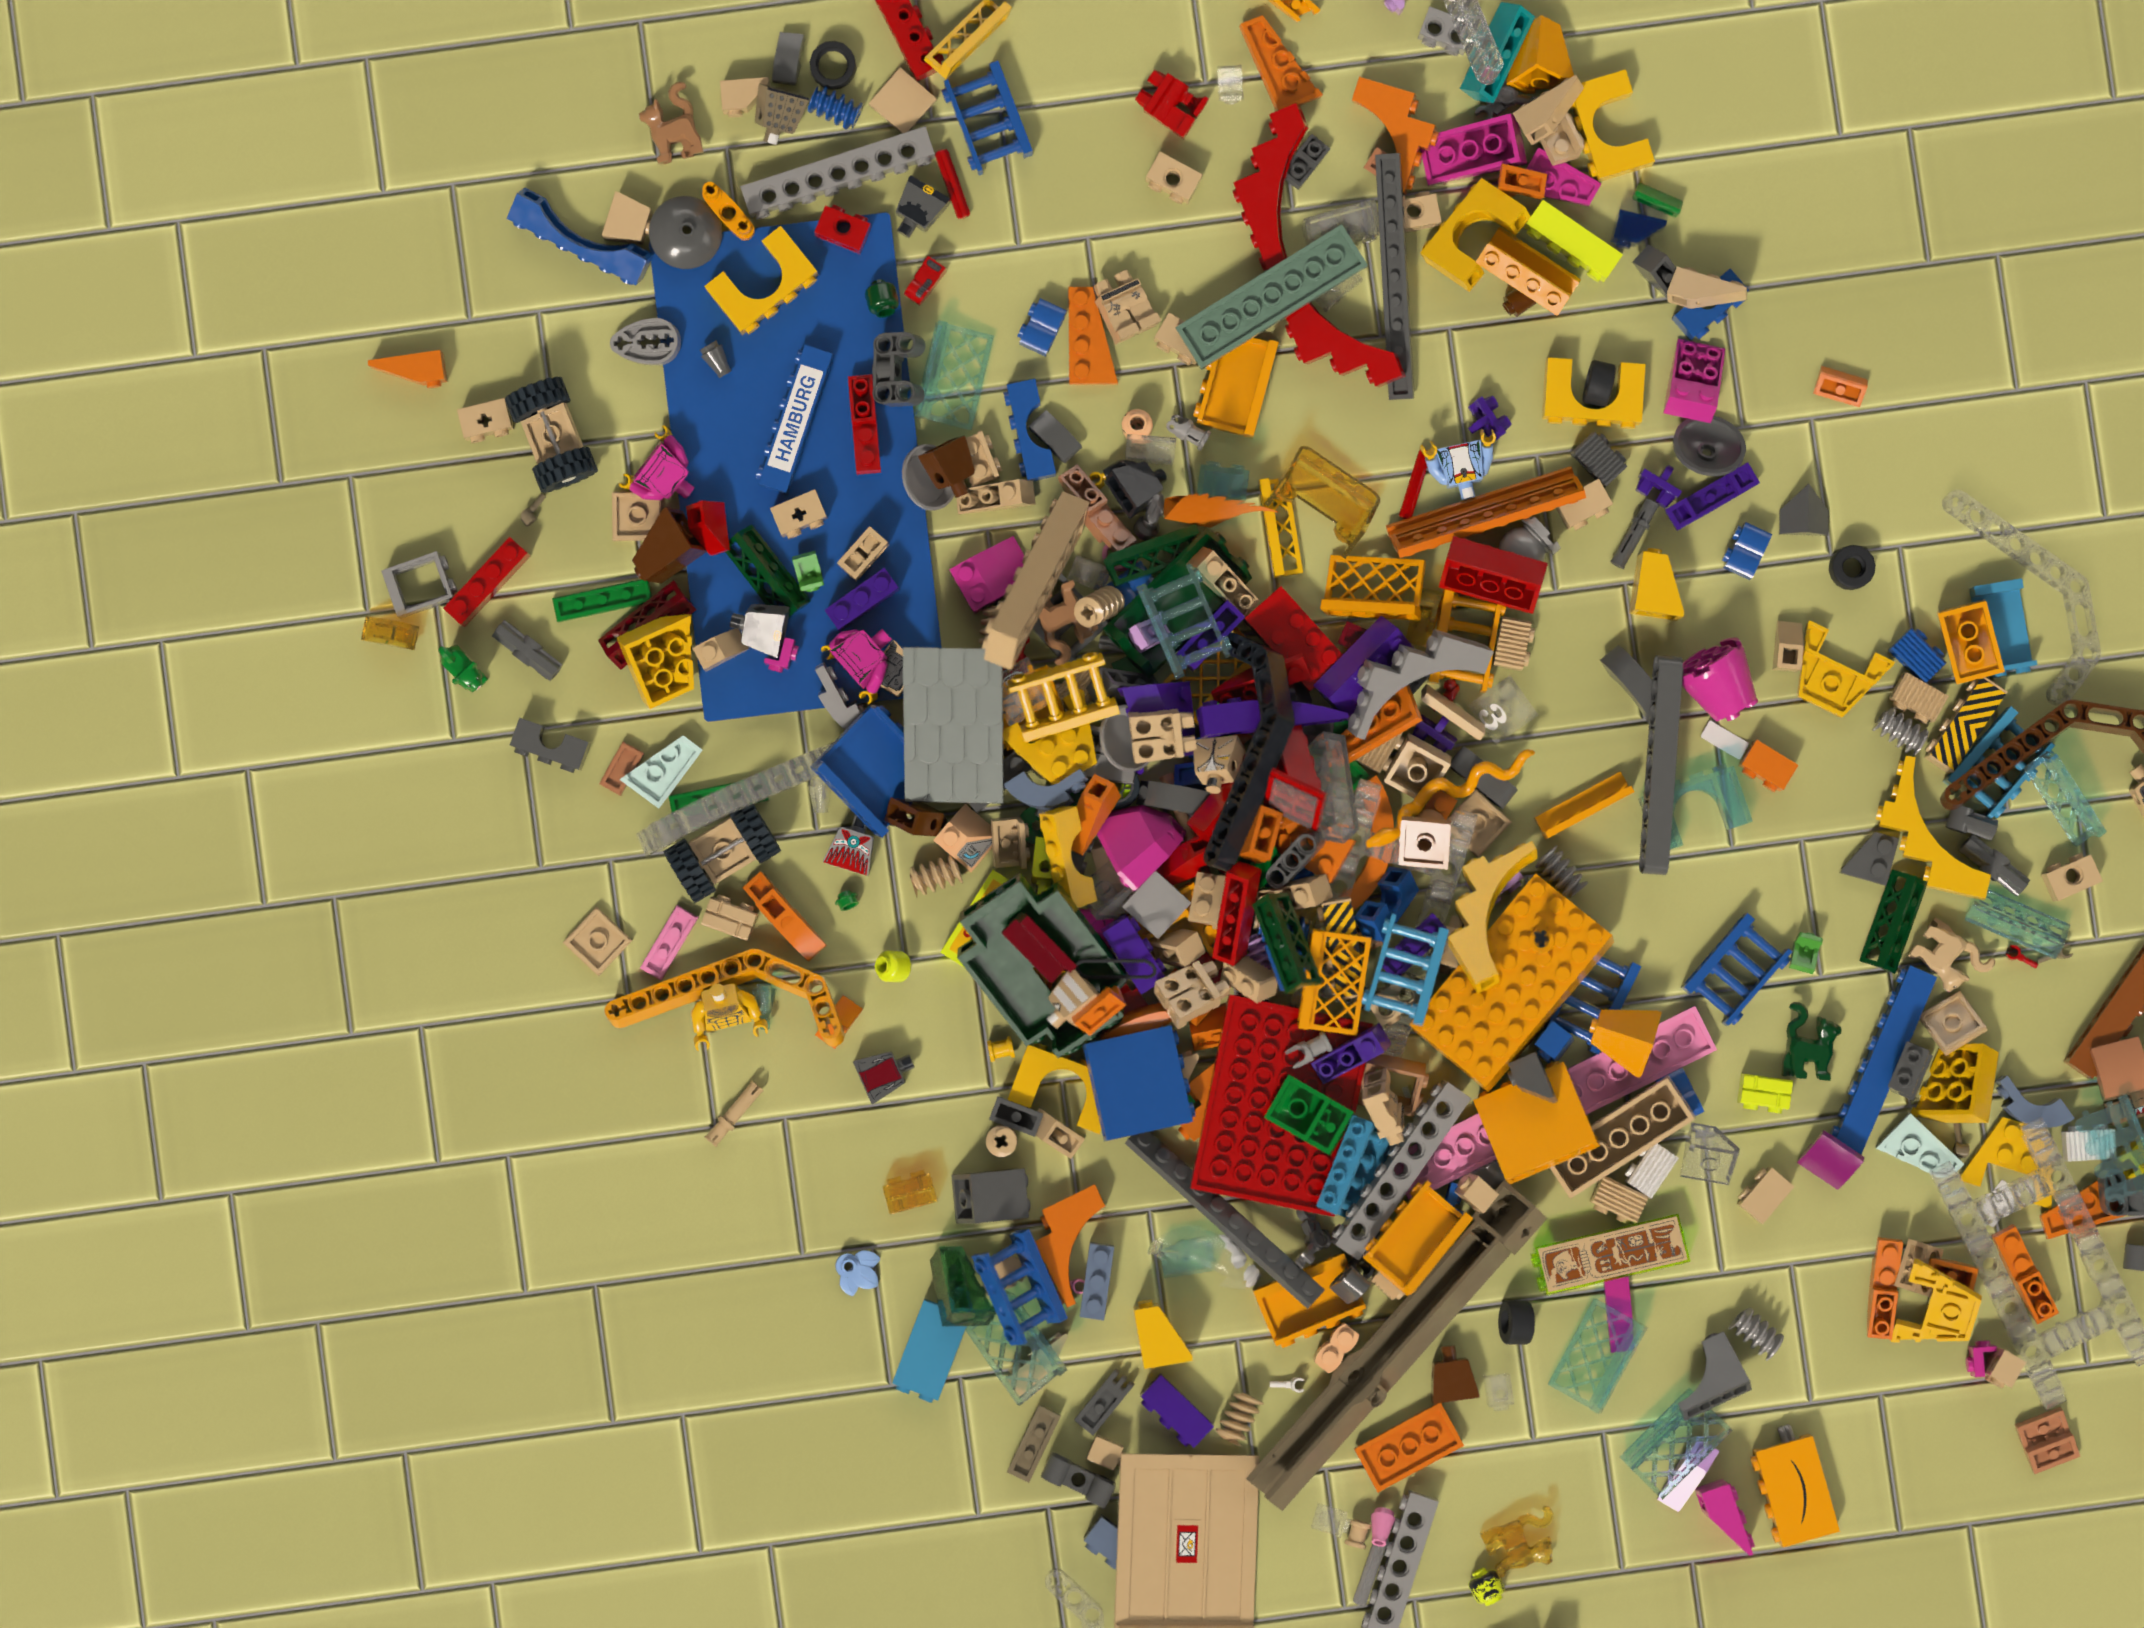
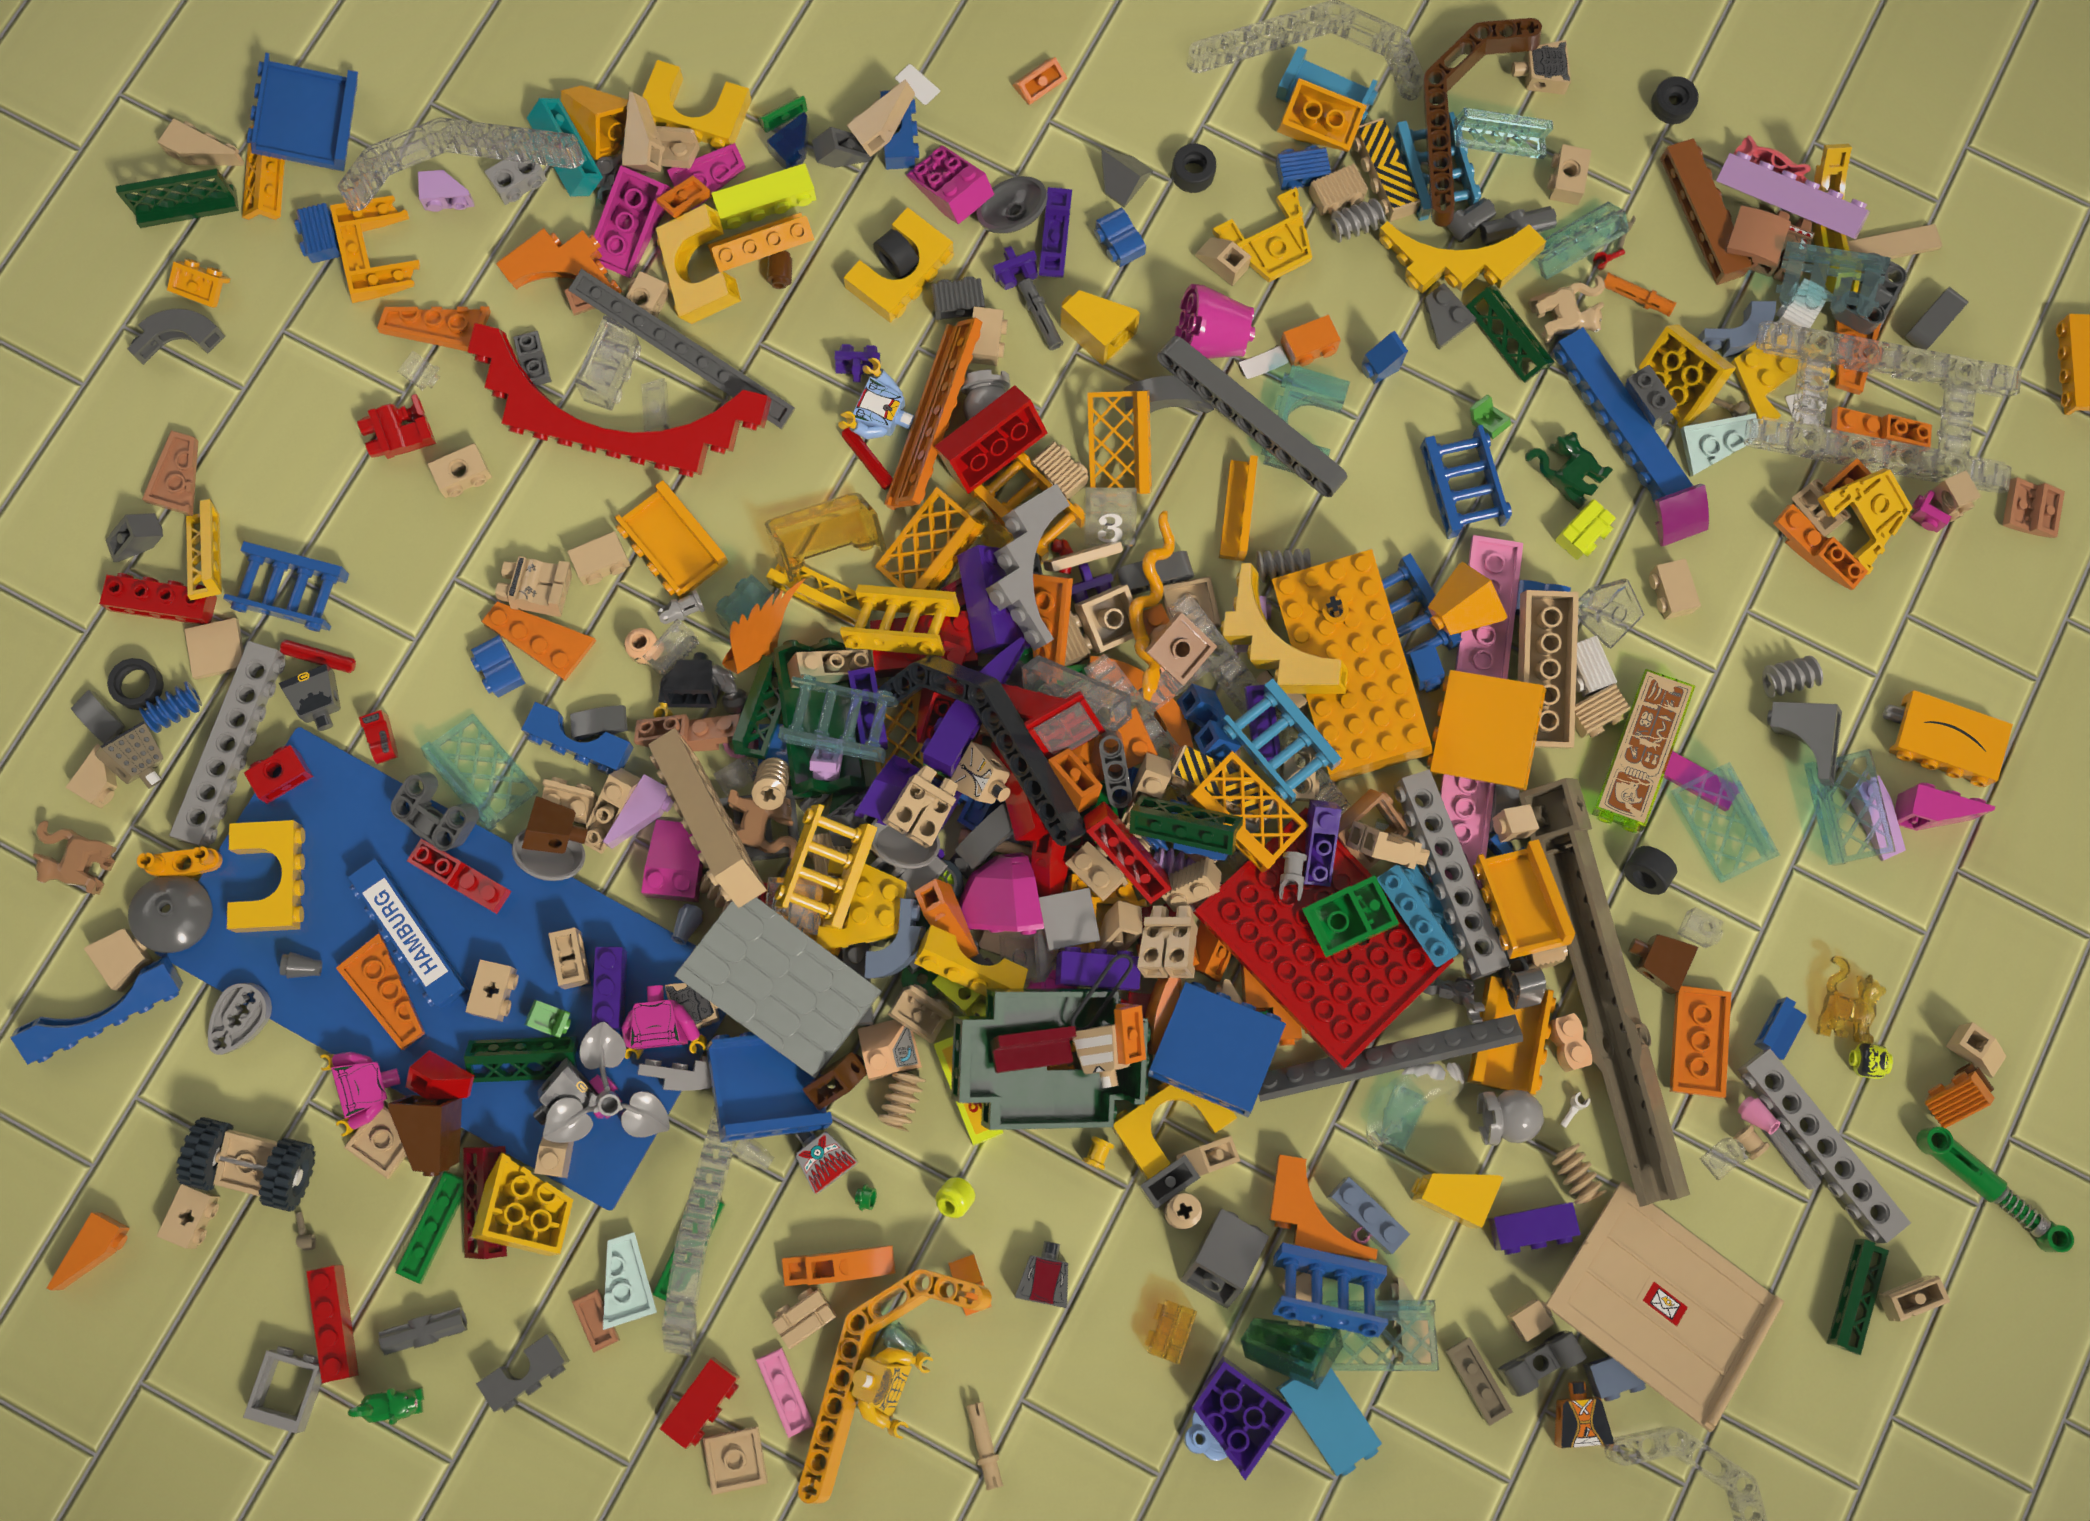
camera: 60 degrees left, 10 degrees down
(390, 633) = (307, 1451): clear yellow arch -> none
(619, 888) = (700, 1404): none -> red brick
(721, 851) = (737, 1282): plate -> none
(743, 428) = (381, 989): none -> orange wing
(786, 693) = (643, 1115): none -> light grey plant
(882, 298) = (363, 783): dark green head -> none
(886, 1283) = (1240, 1414): none -> dark purple wedge
(953, 618) = (686, 923): none -> sand blue cone
(1014, 520) = (642, 808): none -> lavender slope
(1059, 1537) = (1581, 1420): none -> torso
(1103, 1403) = (1483, 1289): dark grey hinge -> none
(1247, 1339) = (1512, 1116): none -> light grey tile
(1271, 296) = (619, 456): sand green plate -> none
(1309, 593) = (904, 601): none -> yellow fence
(1463, 1503) = (1781, 1028): none -> blue panel
(1531, 1077) = (1448, 704): dark grey slope -> none
(1580, 692) = (1141, 437): none -> light orange fence
(1764, 289) = (923, 88): none -> white sticker
(1792, 835) = (1384, 358): none -> blue slope
(1952, 1023) = (1629, 342): tan tile -> none
(2004, 1003) = (1639, 294): none -> orange pin

